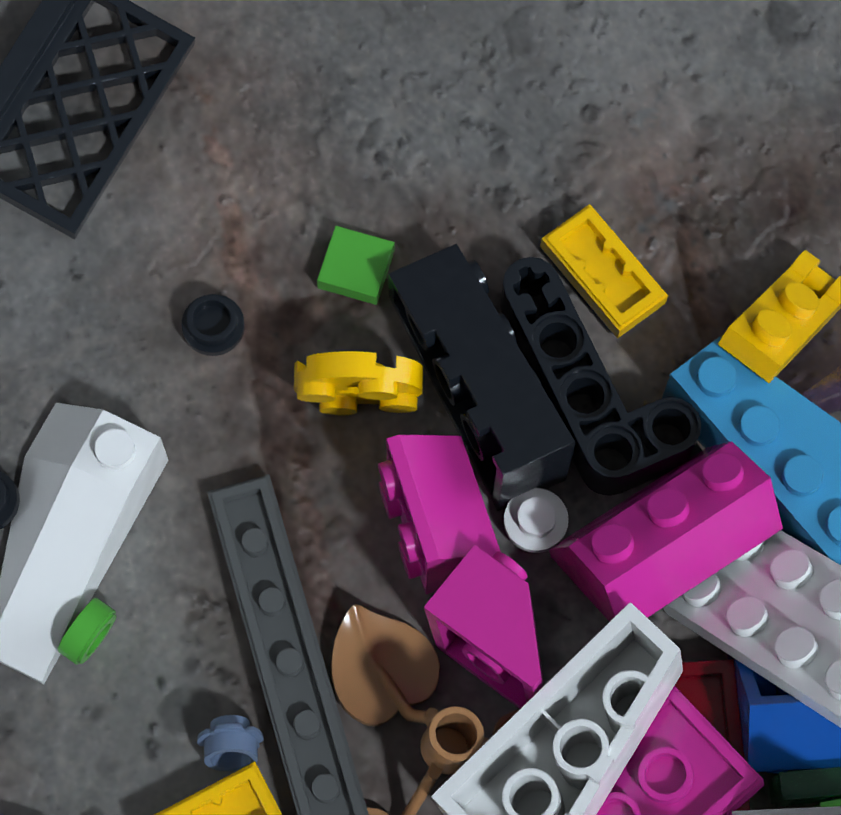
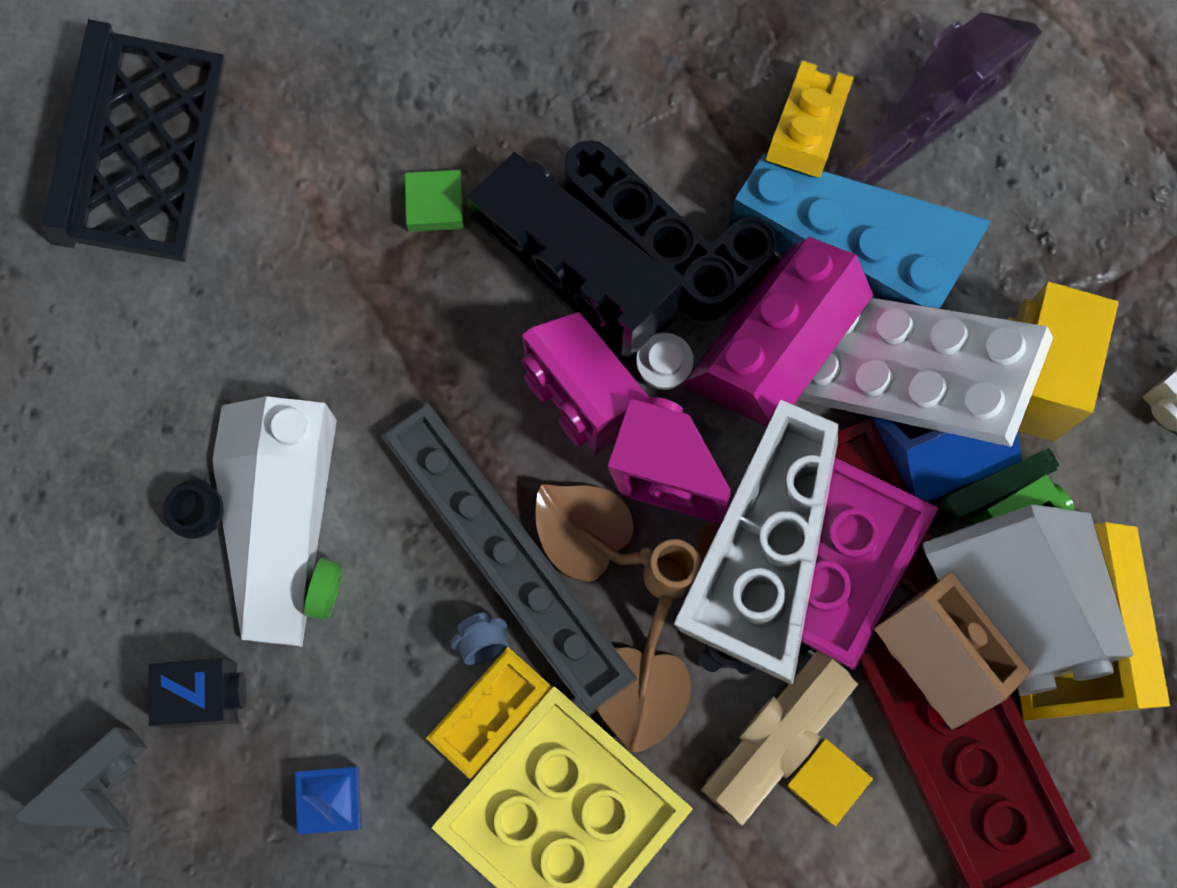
camera: 20 degrees left, 5 degrees up
(213, 325) = (331, 292): black plate -> none
(355, 378) = (472, 293): yellow plate -> none
(603, 271) = (643, 134): yellow plate -> none

